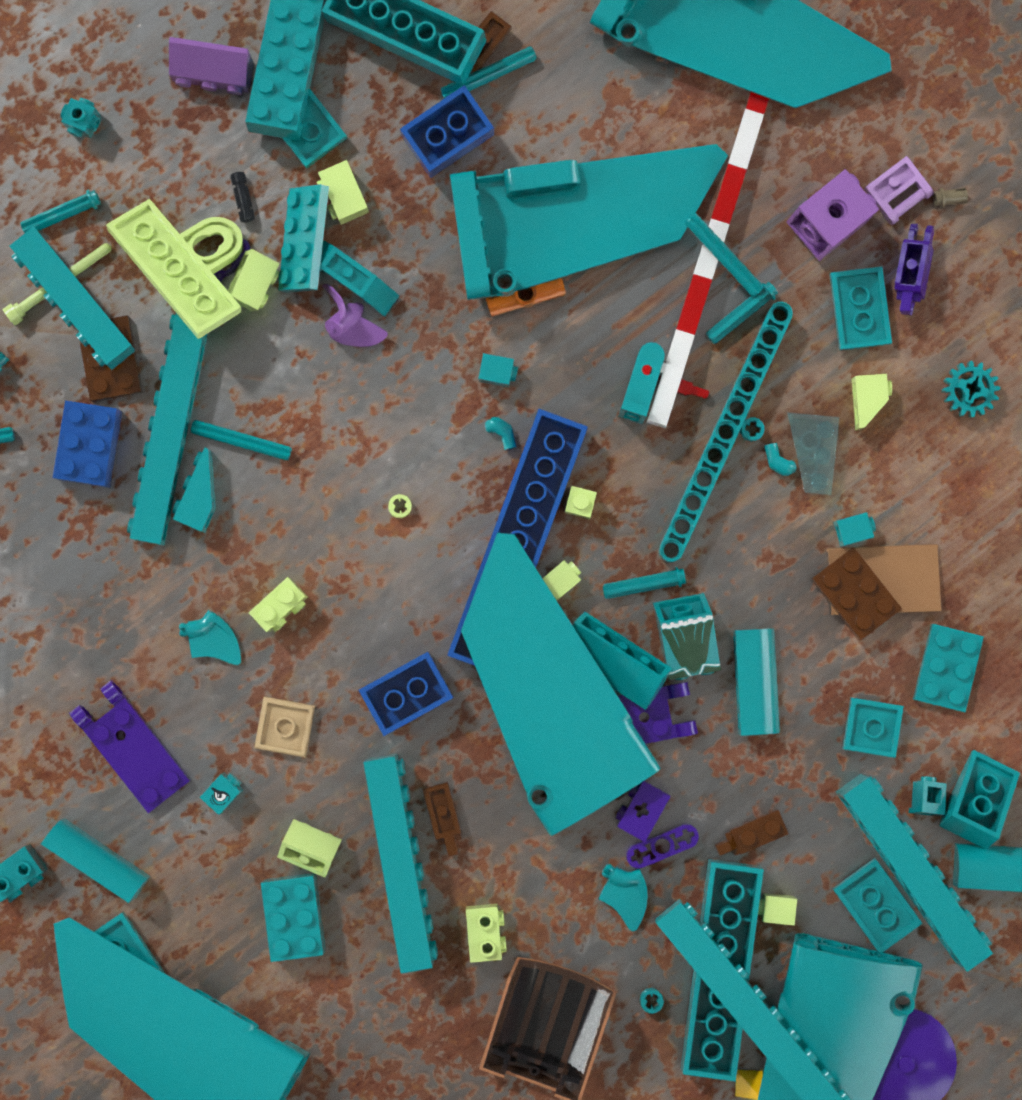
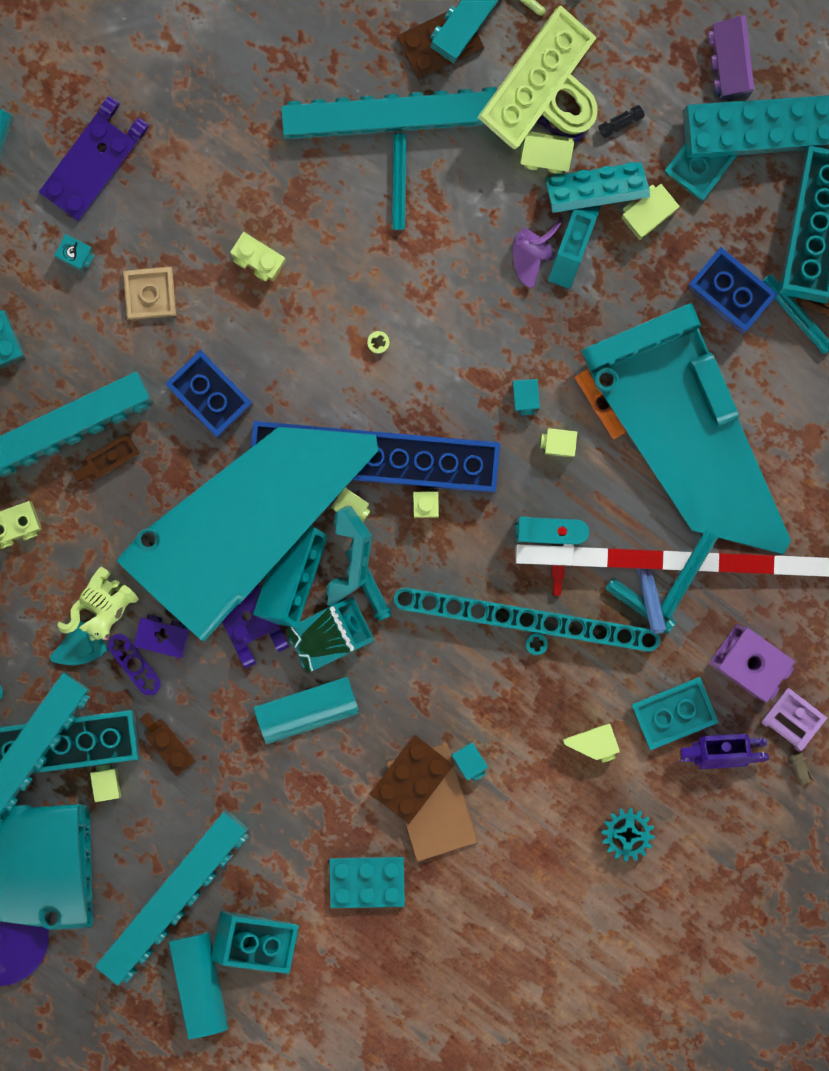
camera: 70 degrees right, 0 degrees up
(87, 444) = (356, 44): blue brick -> none
(198, 501) = (332, 158): teal slope -> none
(212, 638) = (212, 205): teal arm -> none
(309, 848) = (46, 345): yellowish green brick -> none
(503, 429) = (474, 416): teal arm -> none
(553, 349) = (559, 442): none -> yellowish green brick
(583, 584) = (350, 525): none -> teal slope
(587, 865) = (97, 600): none -> yellowish green animal
(741, 299) = (651, 600): none -> medium blue axle
(777, 463) = (511, 676): teal arm -> none
(815, 449) = (534, 707): clear light blue wing -> none
(873, 727) = (293, 827): teal plate -> none
(877, 906) = (132, 874): teal plate -> none
(928, 797) = (249, 900): teal brick -> none

